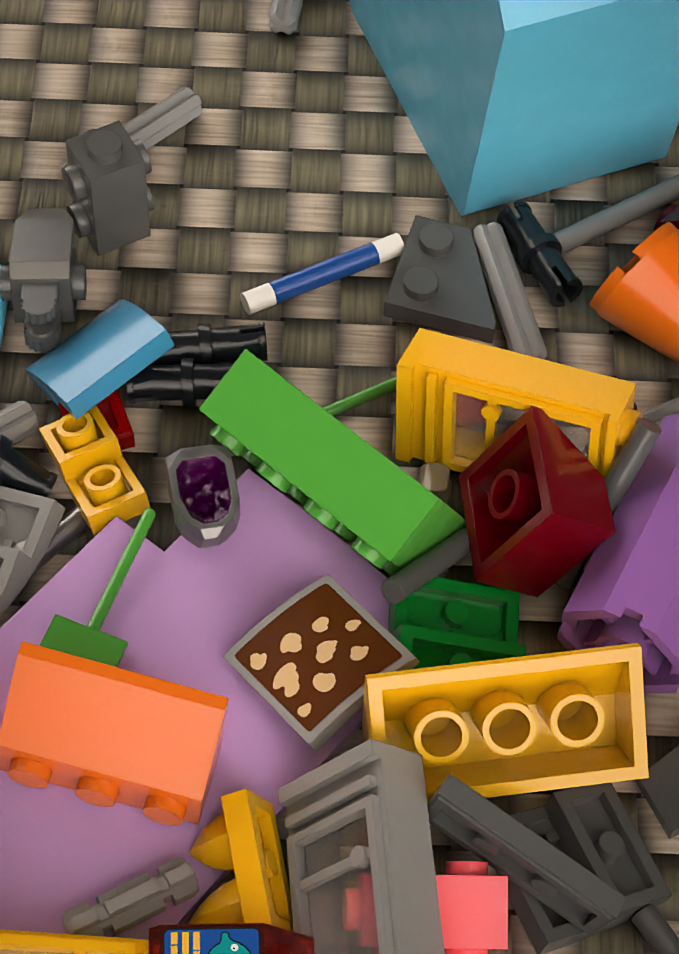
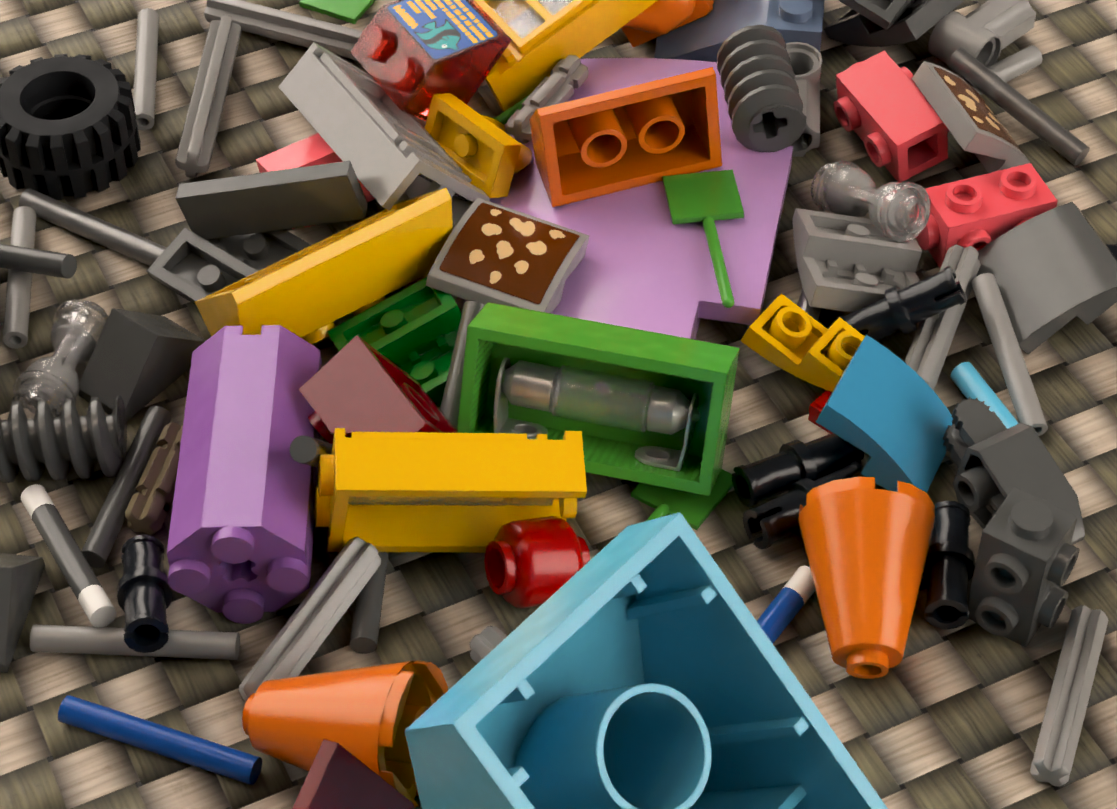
camera: 155 degrees right, 10 degrees down
(139, 253) = (948, 566): none -> black pin
(203, 494) = (689, 304): rock -> none
(209, 256) = (866, 567): none -> orange cone

